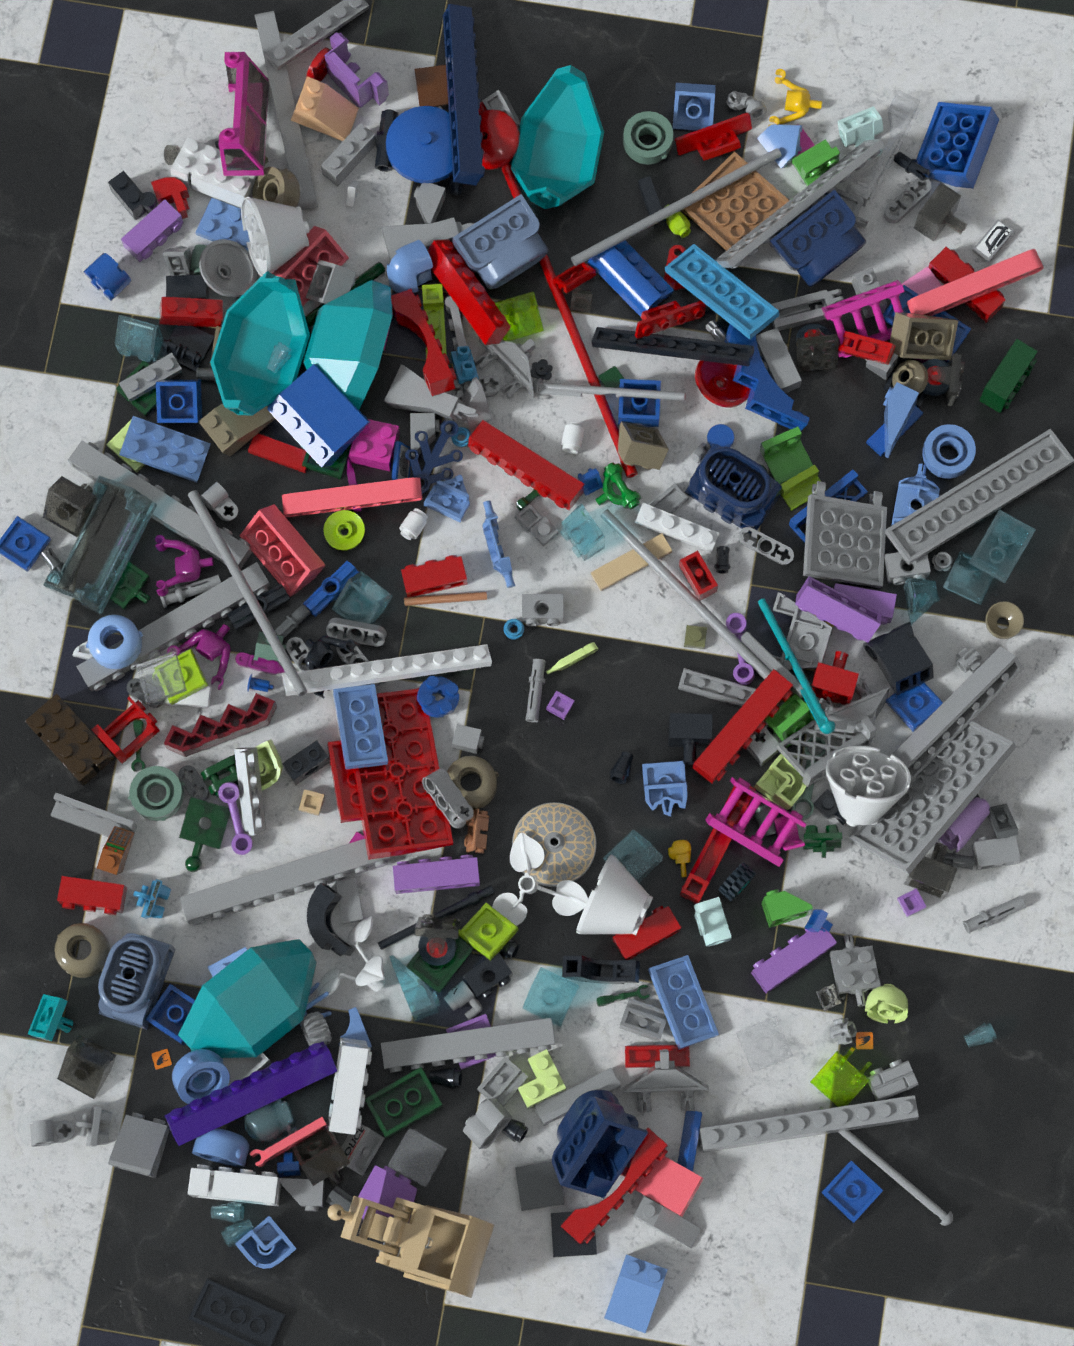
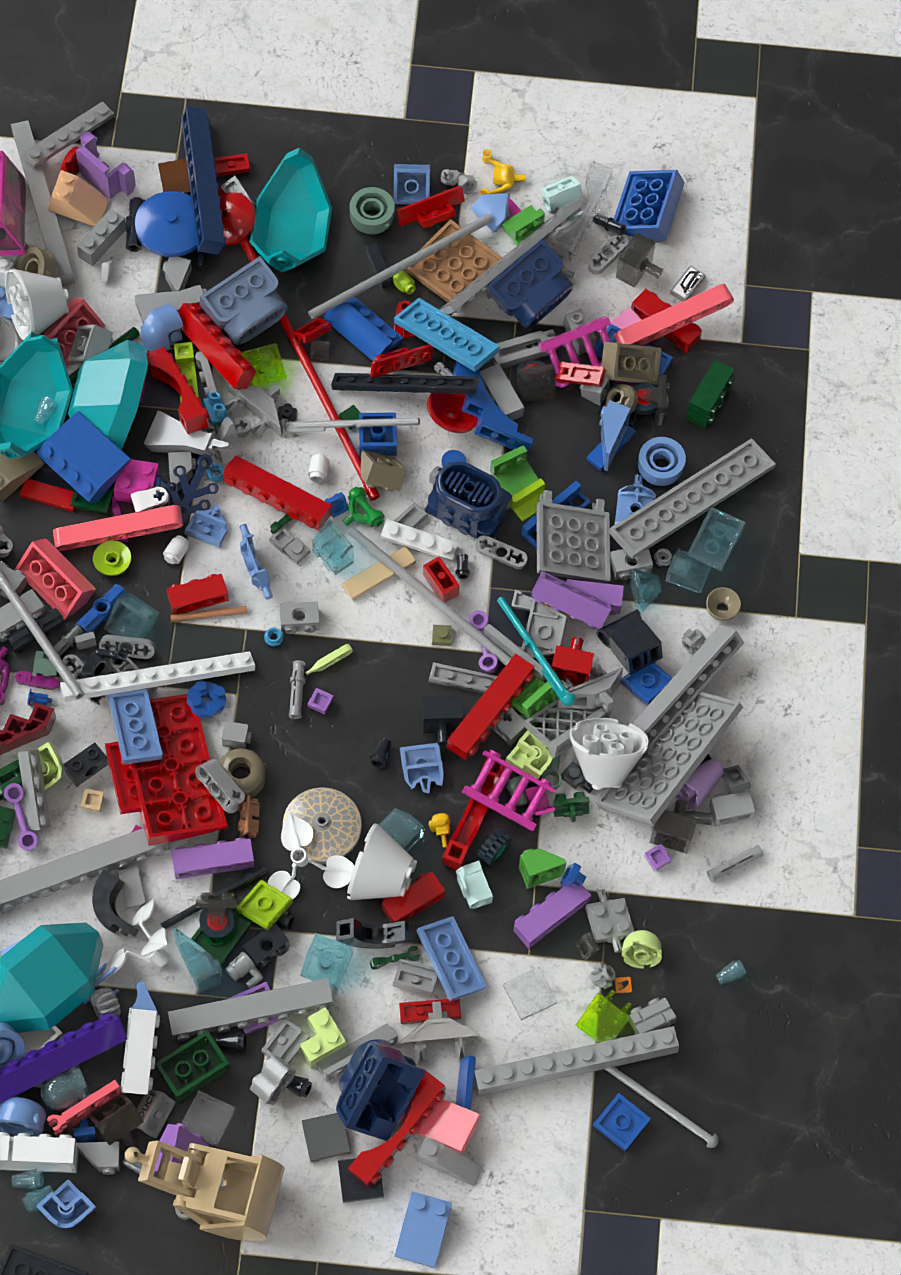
camera: 10 degrees left, 10 degrees down
(311, 622) = (85, 640): none -> light grey tile
(384, 469) = (146, 499): none -> white piece
(496, 74) = (232, 165): none -> red plate

